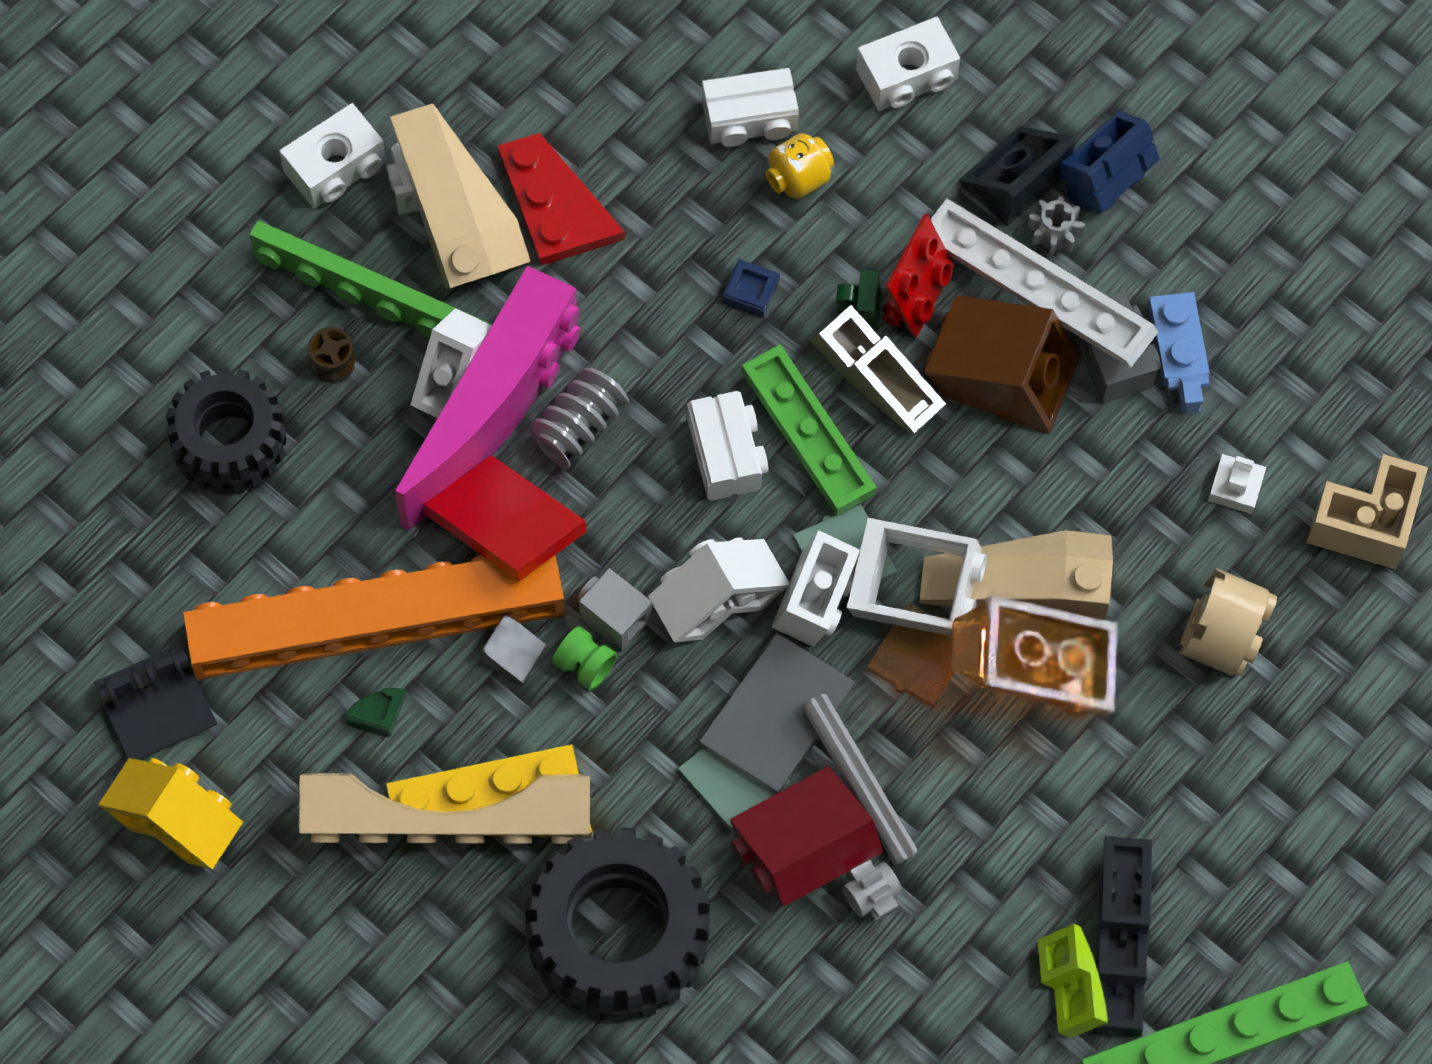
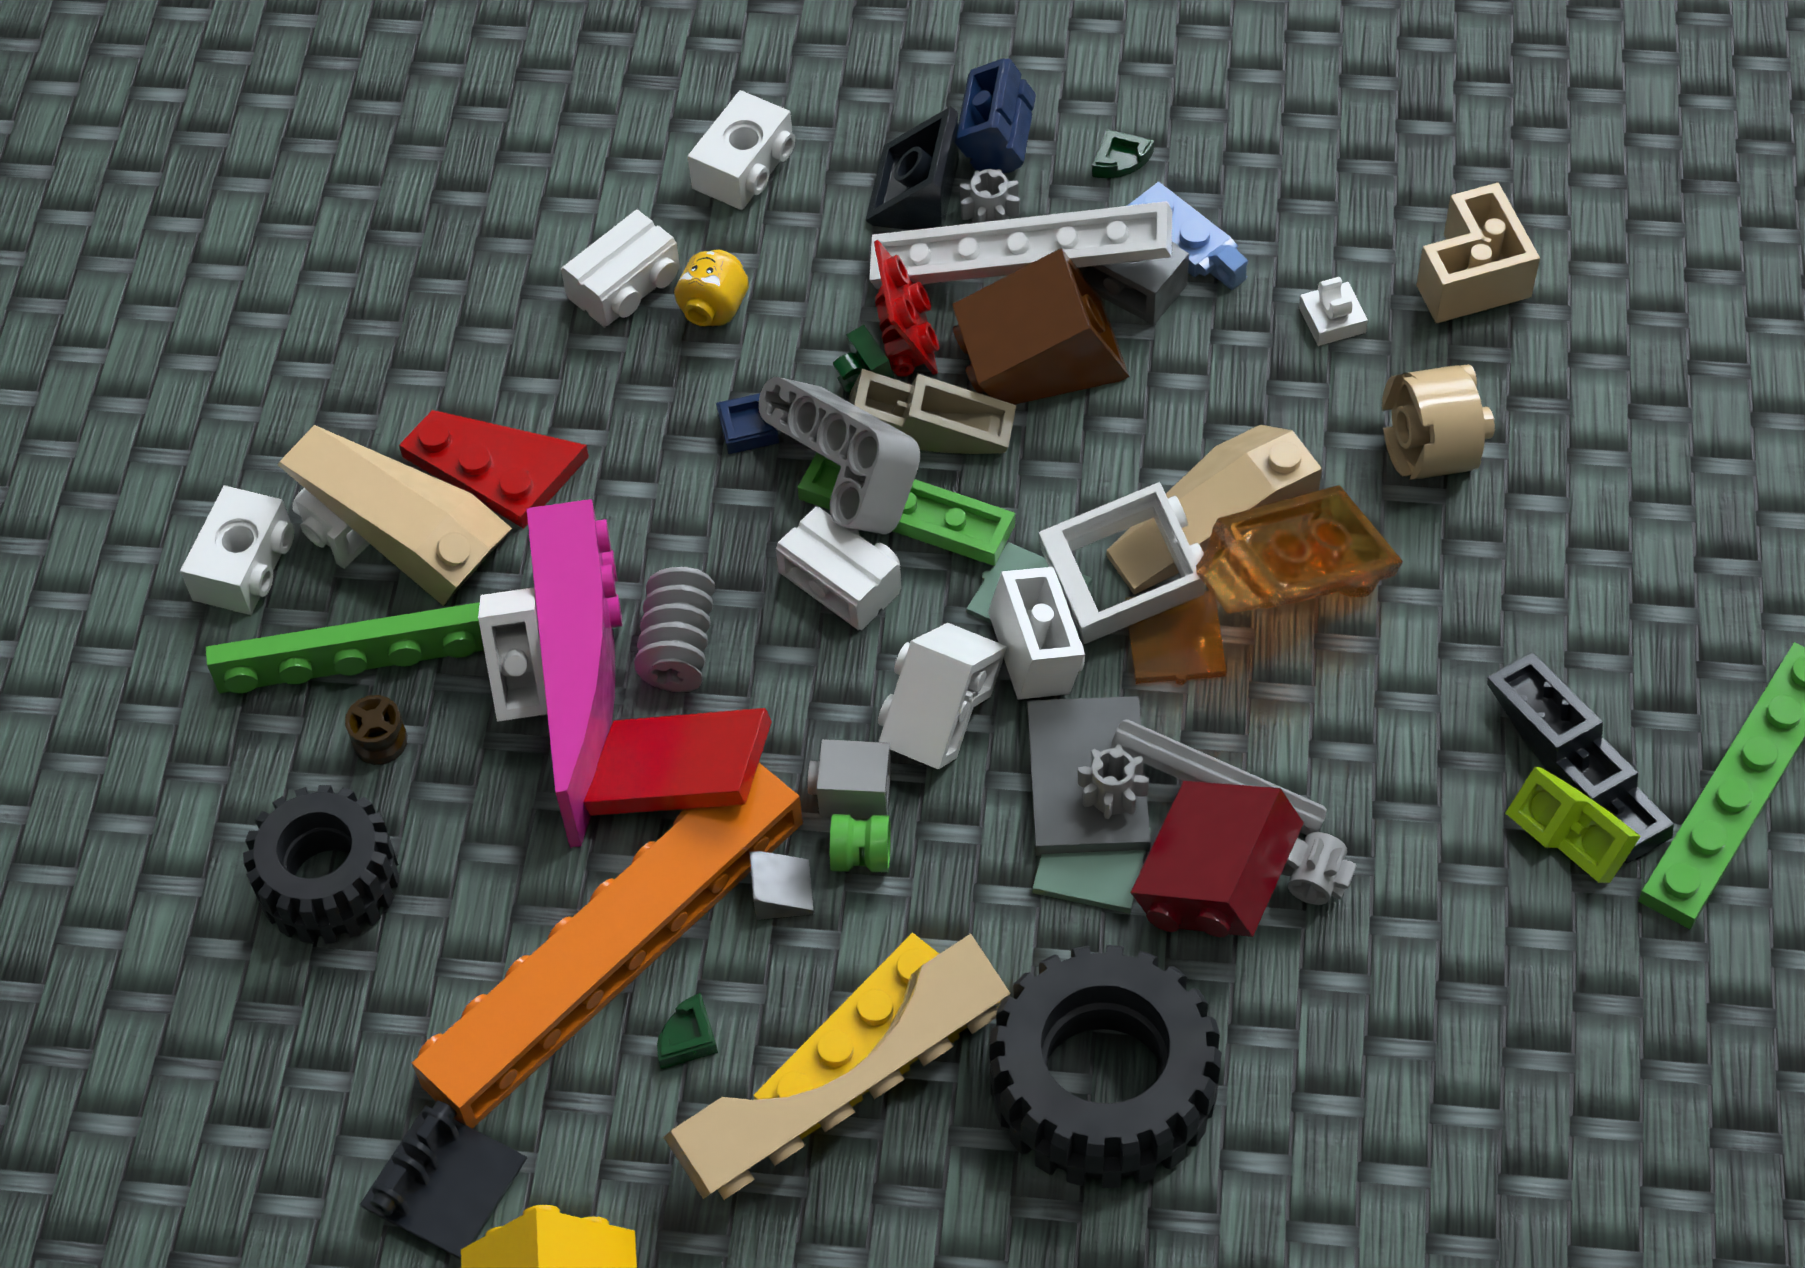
camera: 30 degrees left, 10 degrees down
(779, 747) = (1113, 781): none -> light grey gear
(795, 361) = (873, 456): none -> light grey beam
(1187, 249) = (1121, 155): none -> dark green tile

